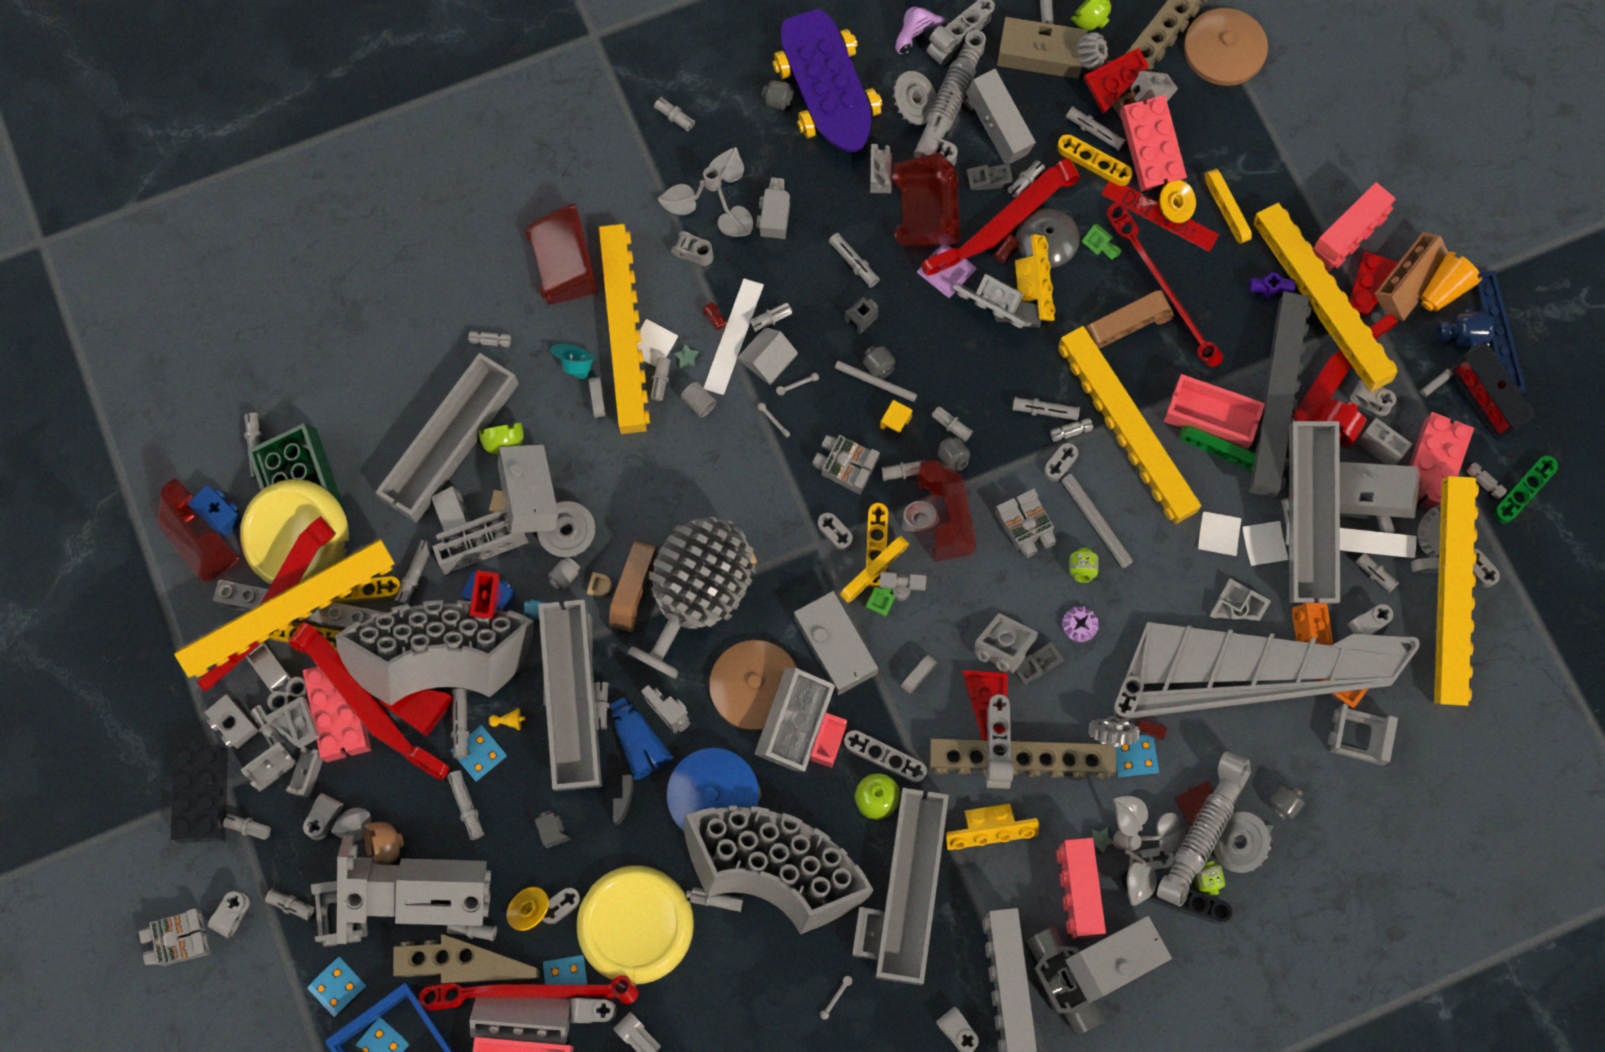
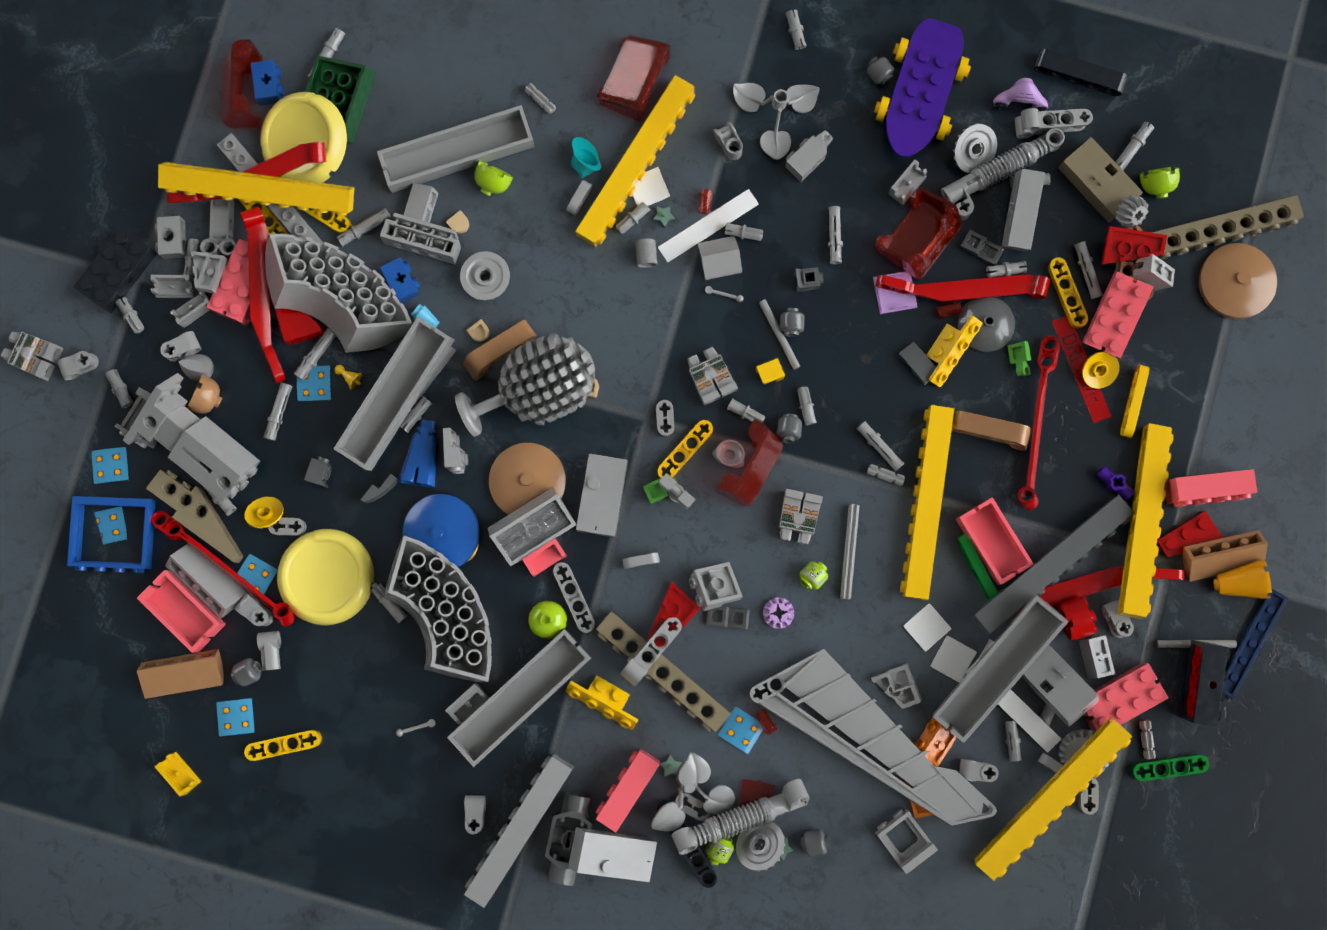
camera: 40 degrees right, 10 degrees up
(485, 594) = (392, 281): red slope -> none
(527, 489) = (478, 227): light grey brick -> none
(563, 573) = (460, 305): light grey brick -> none
(762, 407) = (686, 291): light grey hinge -> none
(874, 569) = (668, 466): yellow beam -> none
(998, 297) = (910, 340): light grey bracket -> none
(1057, 459) = (858, 487): light grey beam -> none
(1114, 731) = (736, 704): light grey gear -> none
(1468, 328) = (1229, 624): dark blue piece -> none

